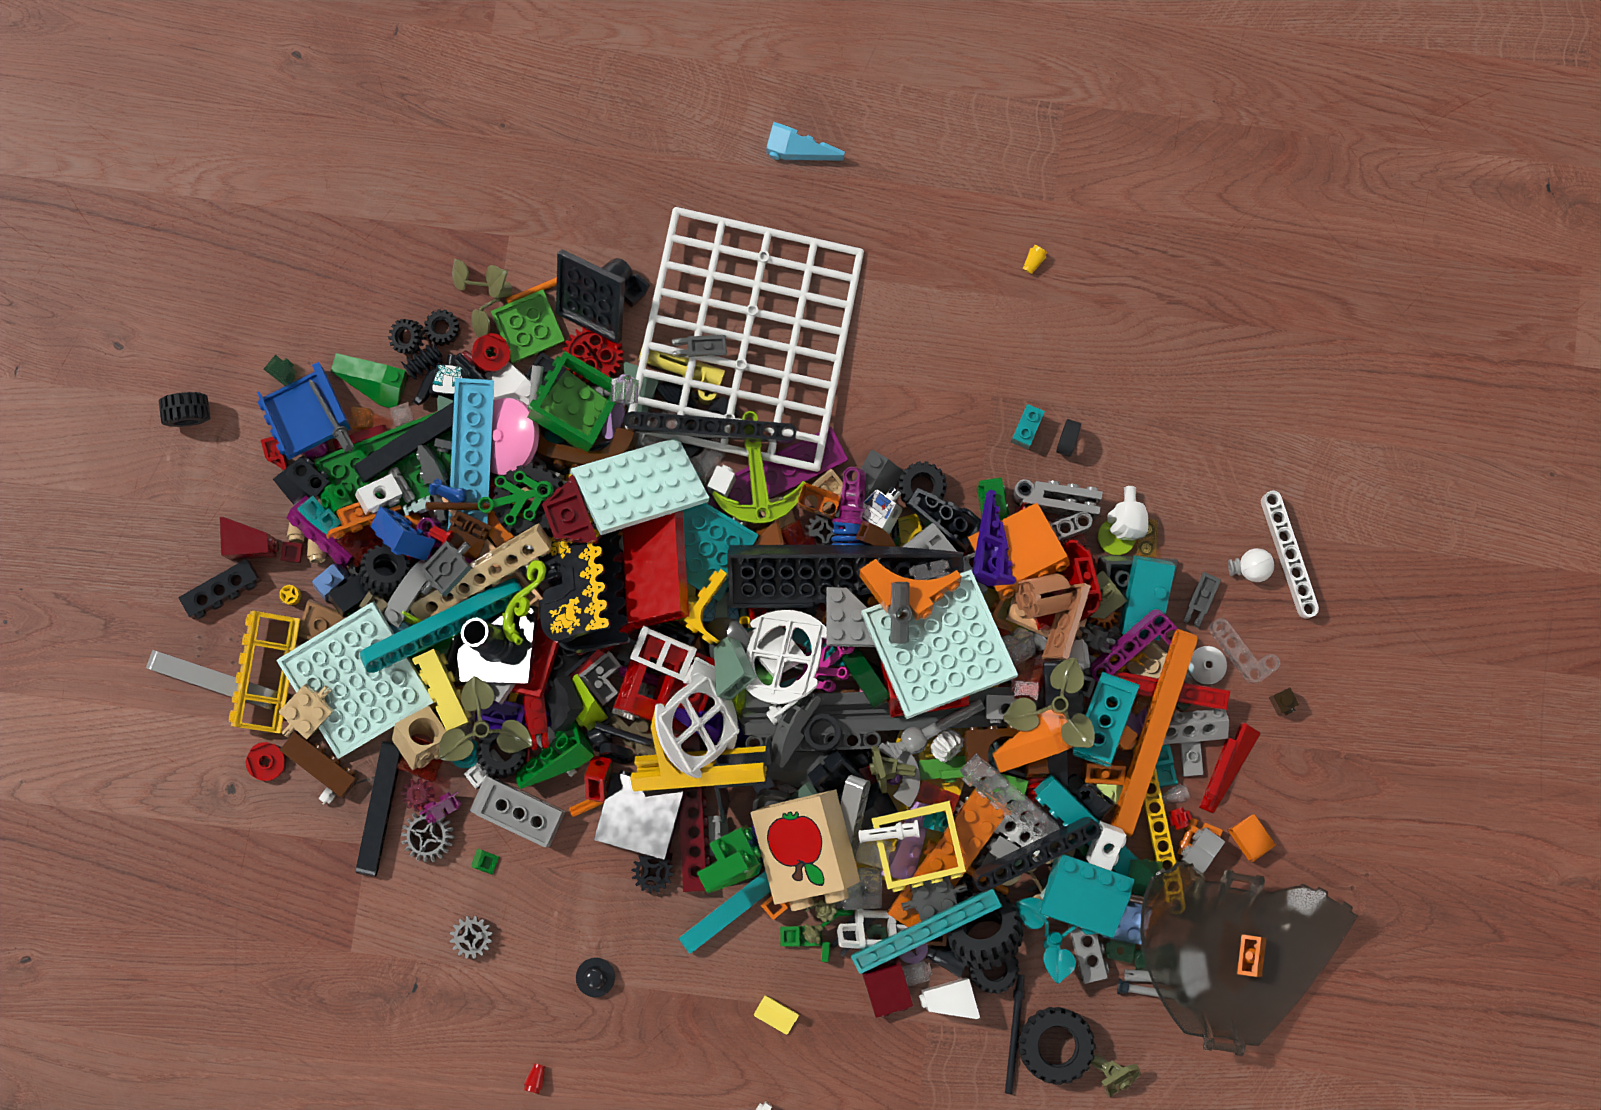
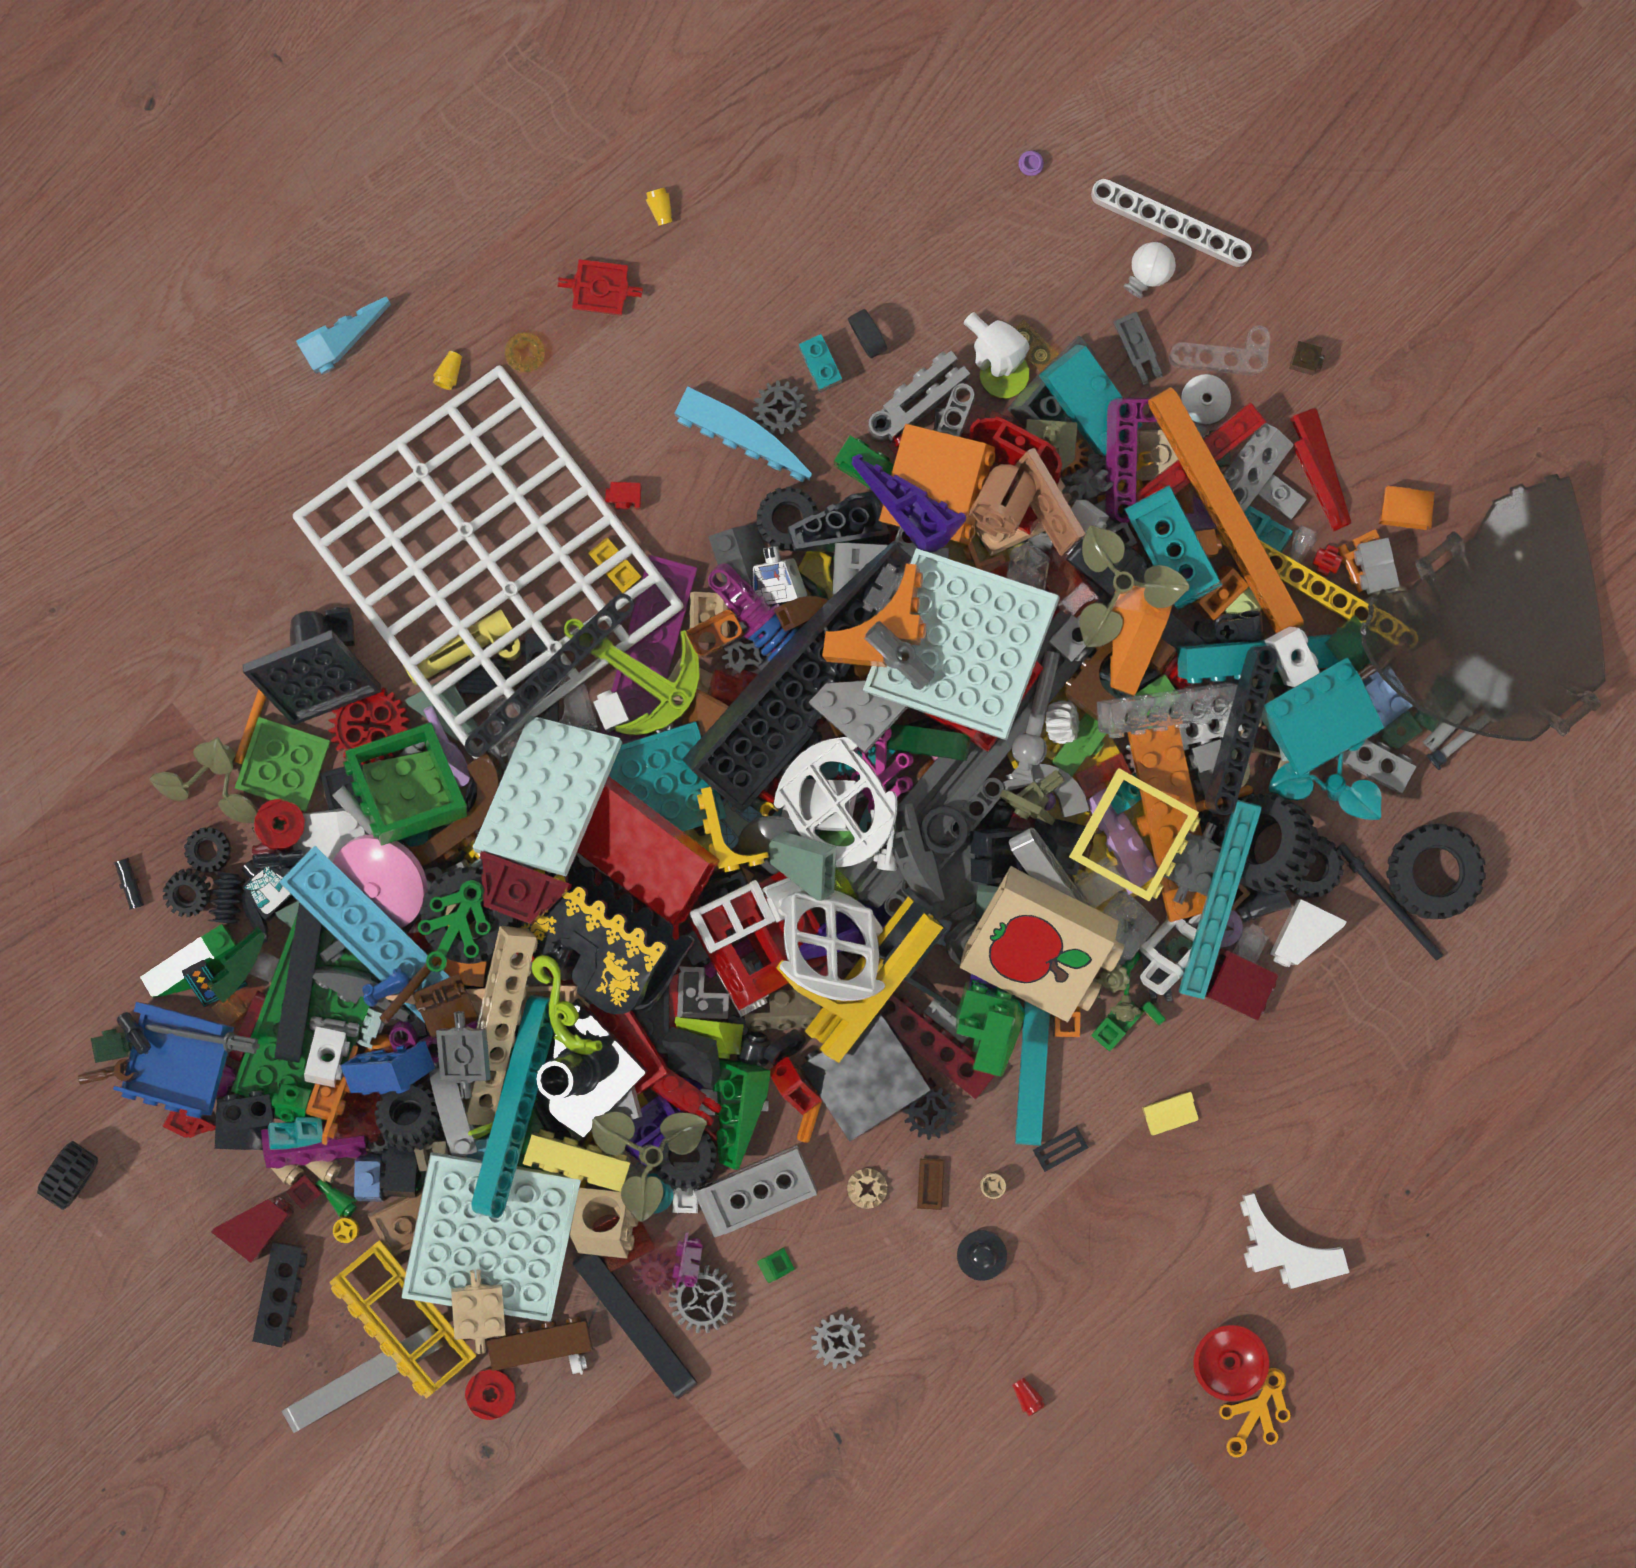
camera: 45 degrees left, 5 degrees up
(269, 387) = (104, 1074): none -> reddish brown piece
(299, 376) = (134, 1033): none -> black axle
(304, 577) = (340, 1201): none -> green cone
(364, 396) = (197, 978): none -> black tile
(384, 300) = (129, 883): none -> black pin
(387, 398) = (237, 965): none -> dark green slope
(441, 534) = (423, 1030): red piece -> none
(569, 868) = (879, 1187): none -> tan gear
(611, 910) = (930, 1184): none -> reddish brown tile
(623, 734) = (772, 1024): black bar -> none
(624, 390) = (437, 726): clear brick -> none
(639, 949) = (993, 1185): none -> tan wheel
(683, 962) = (1079, 1138): none -> black tile
(701, 346) = (459, 611): dark grey hinge -> none
(807, 421) = (623, 574): none -> yellow slope
(833, 224) = (448, 371): none -> yellow cone
(852, 383) = (624, 494): none -> red brick
(887, 249) = (520, 341): none -> clear yellow gear
(899, 831) = (1105, 841): white pin -> none
(946, 413) = (737, 430): none -> medium azure slope
(958, 266) = (600, 287): none -> red plate
(975, 421) = (767, 408): none -> dark grey gear
(1116, 1076) = (1514, 840): olive piece -> none
(1249, 445) = (1031, 163): none -> medium lavender plate
(1251, 955) = (1517, 610): orange brick -> none

